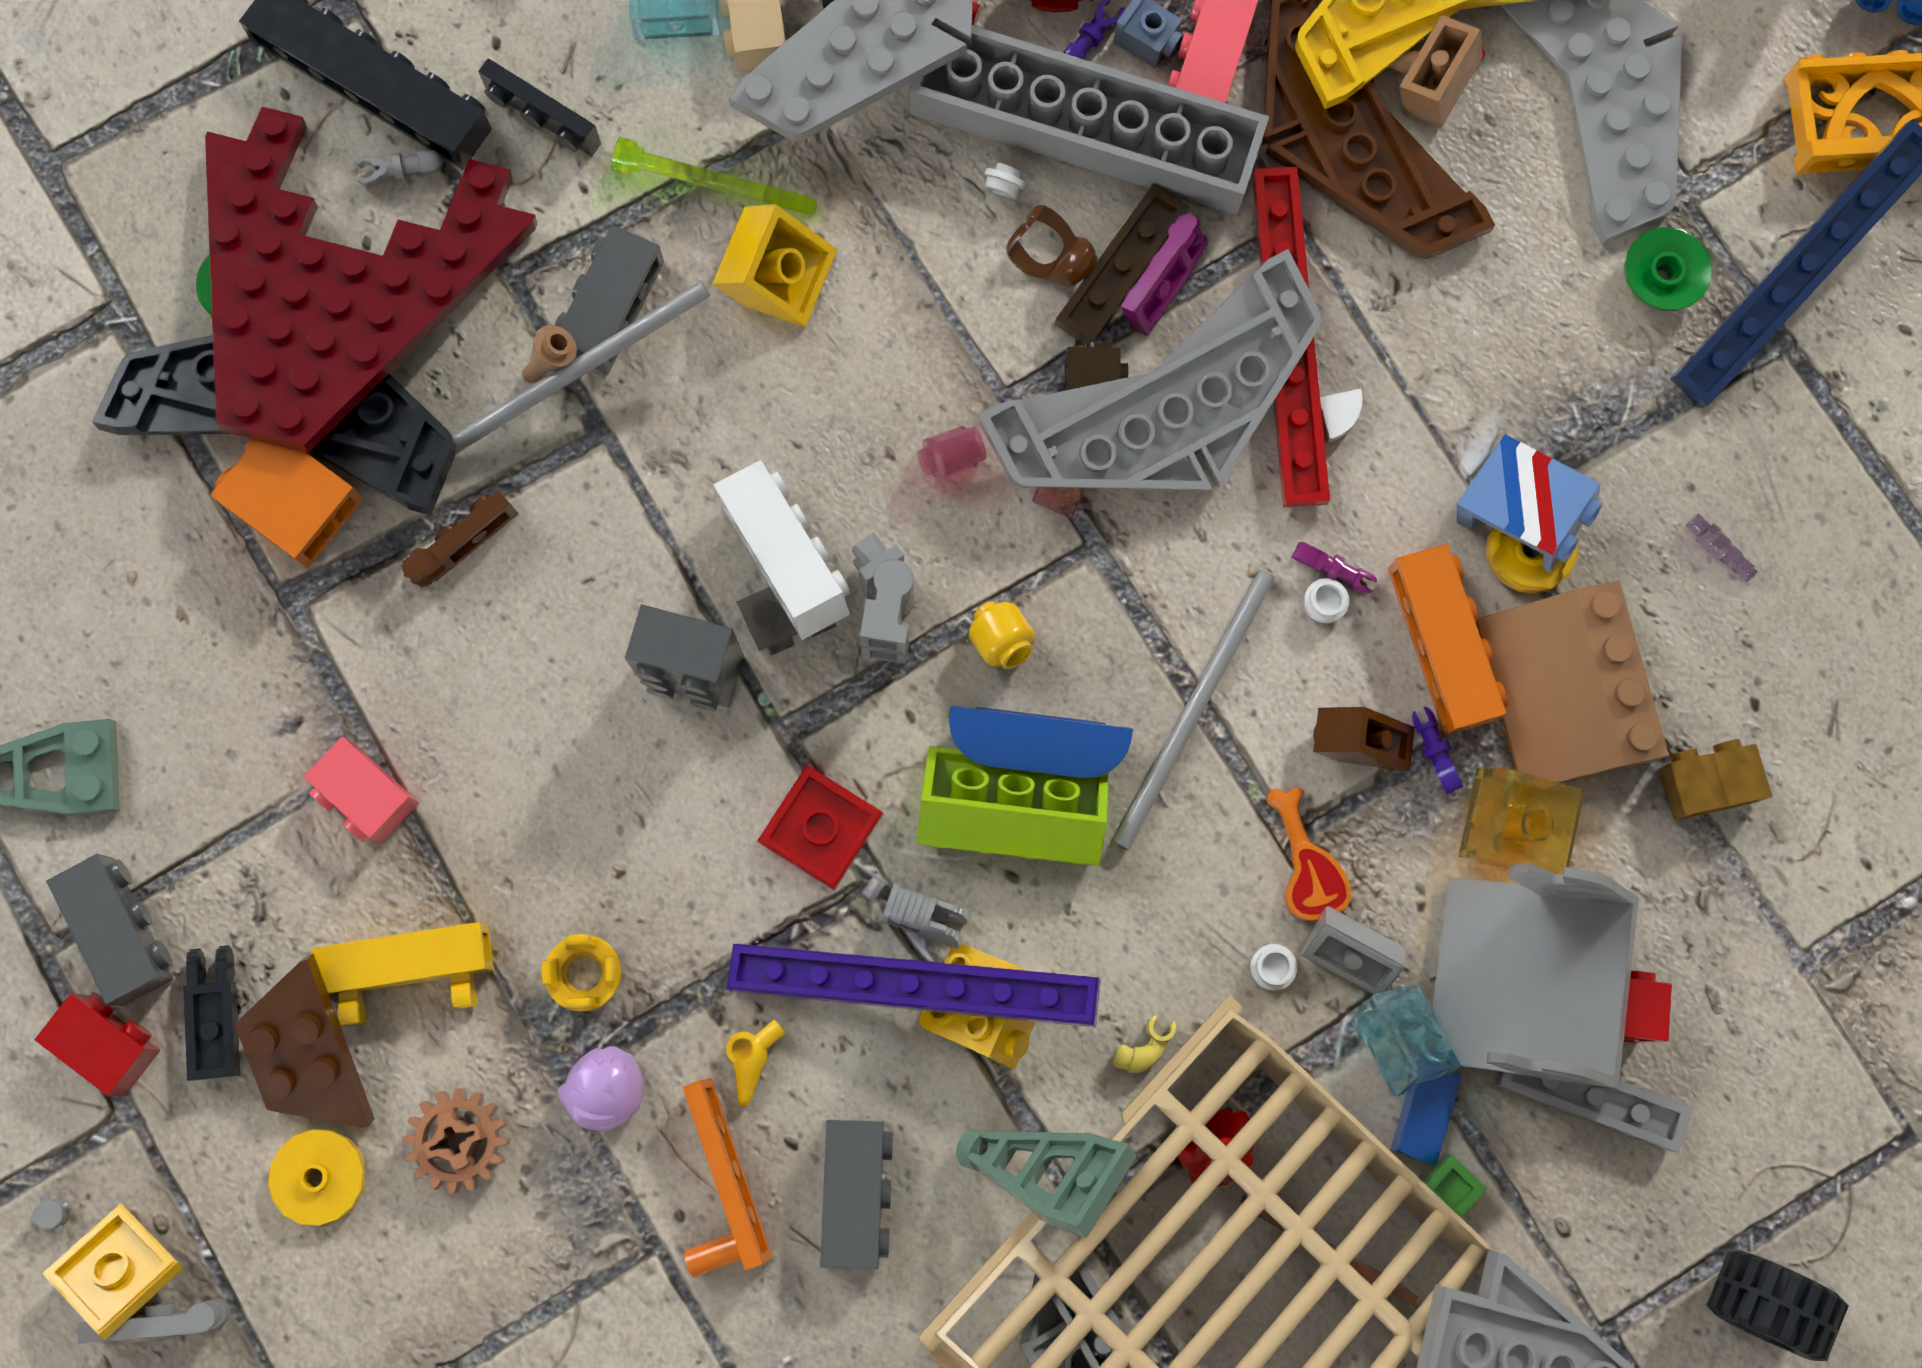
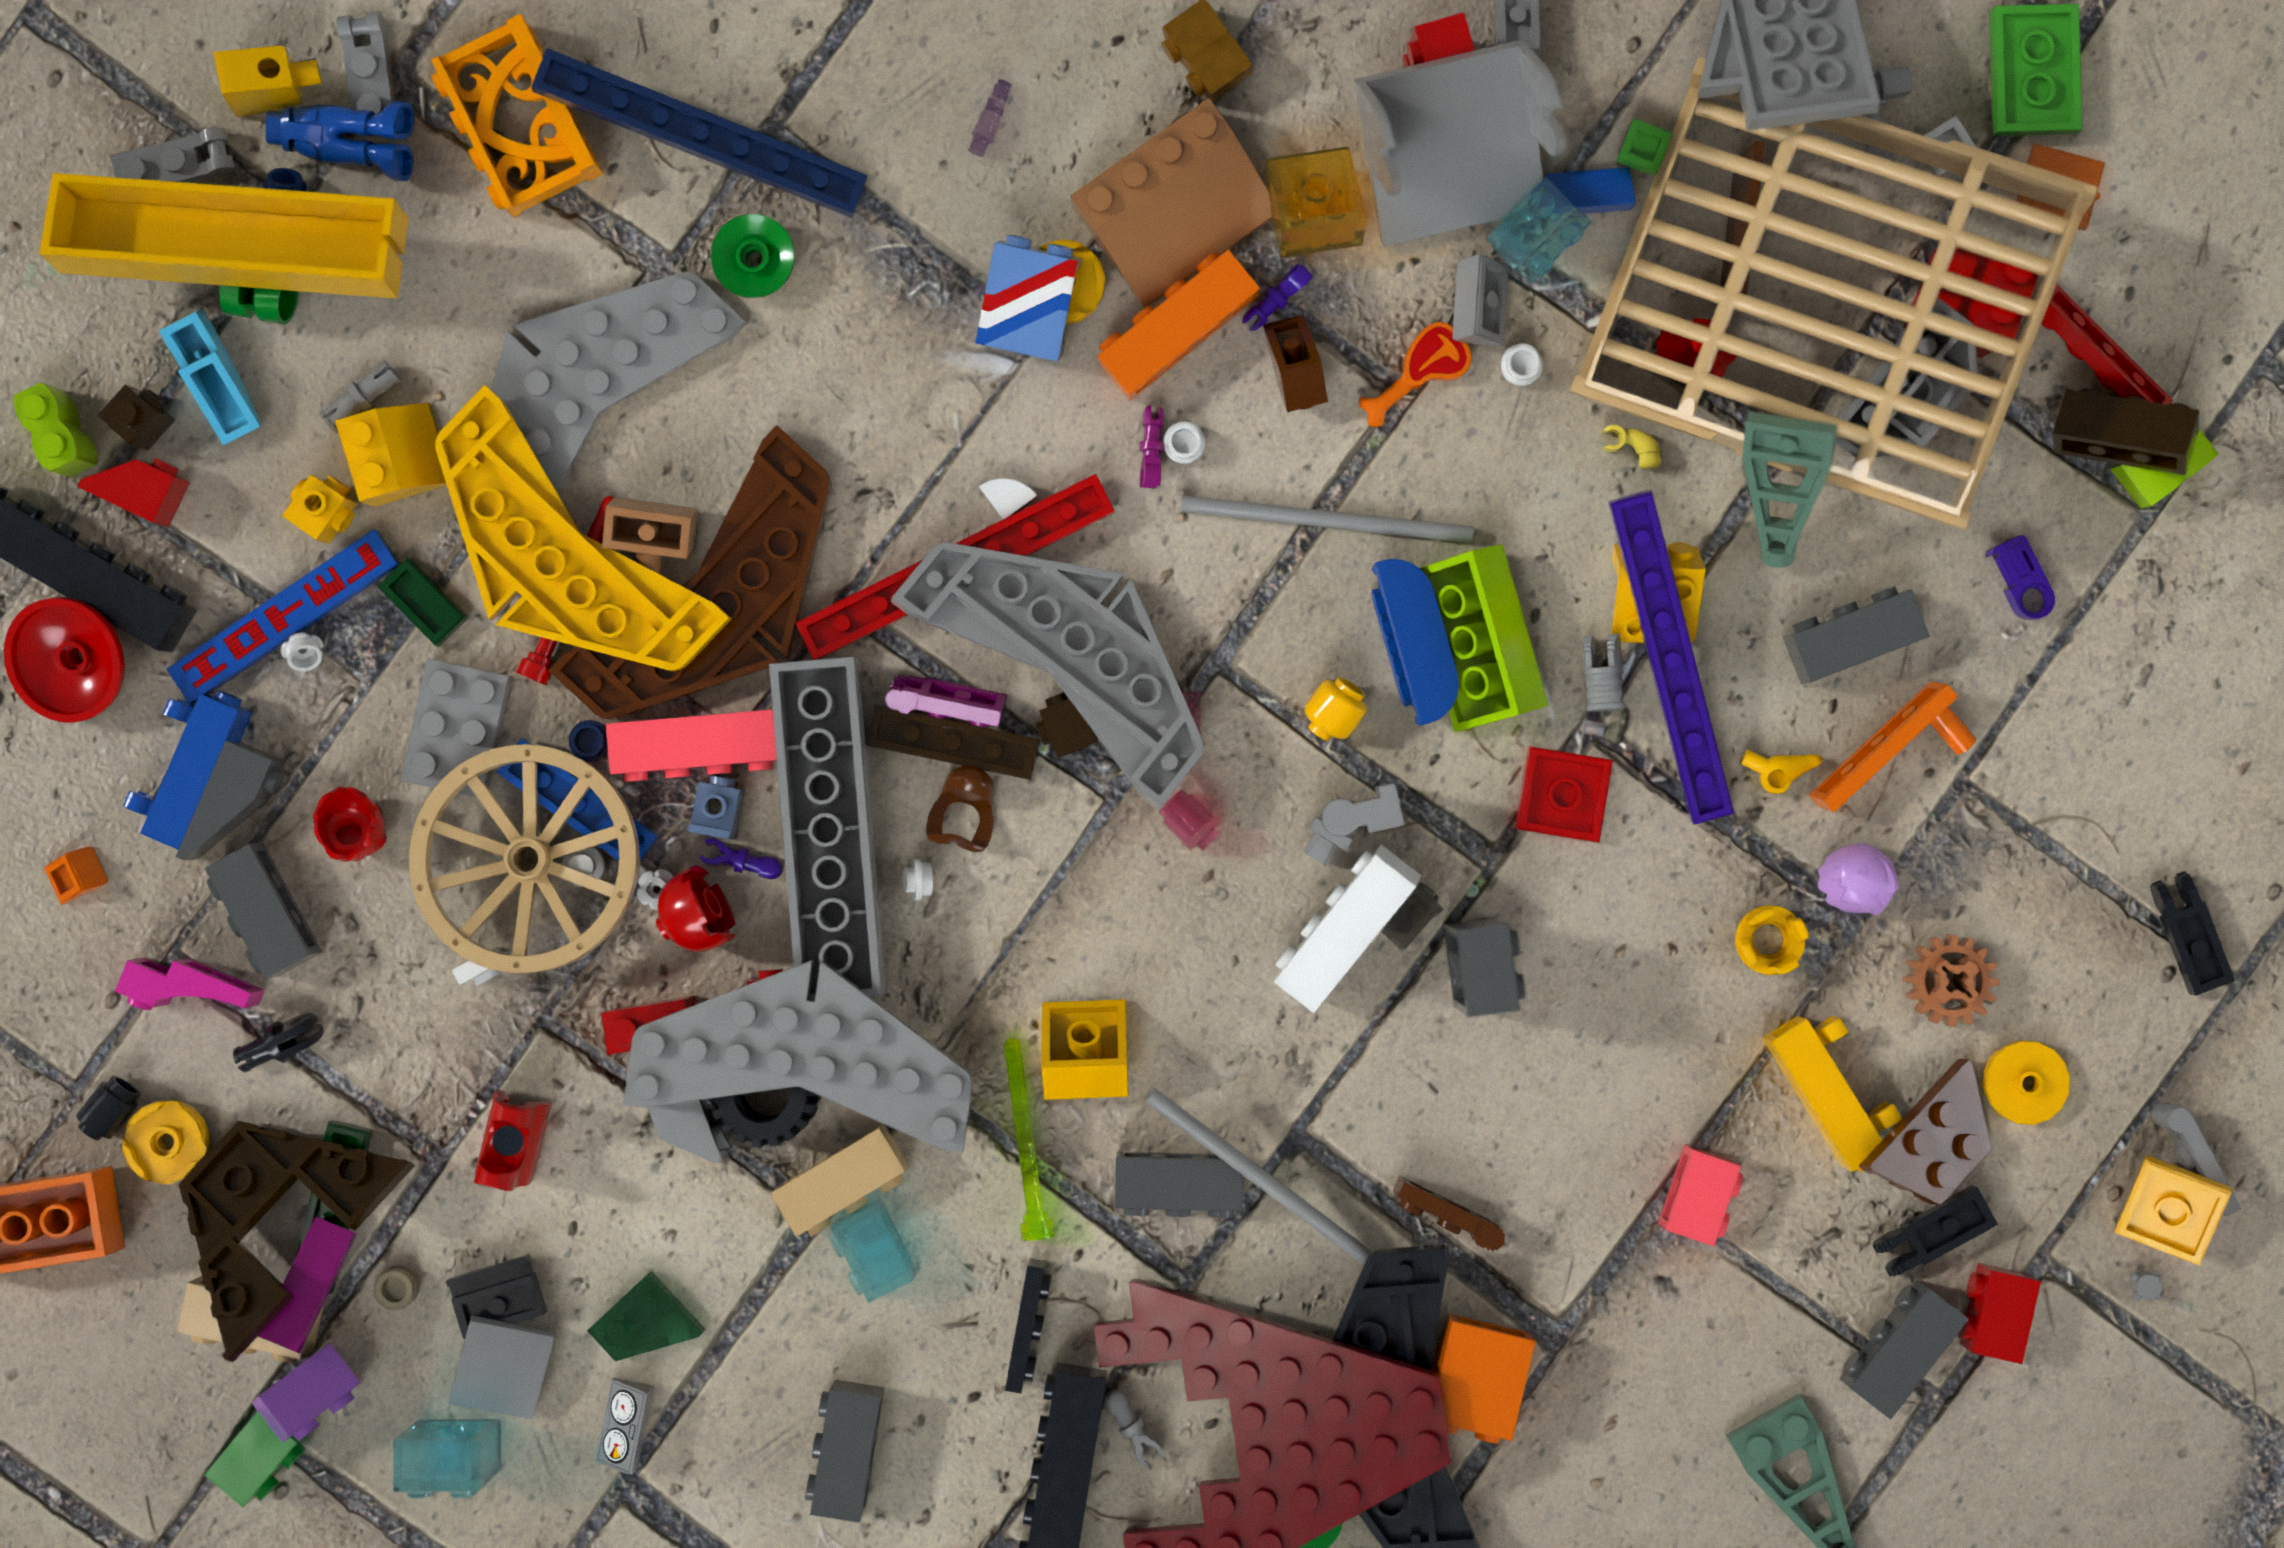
camera: 110 degrees left, 10 degrees up
(551, 350) = (1255, 1206): medium nougat cone -> none

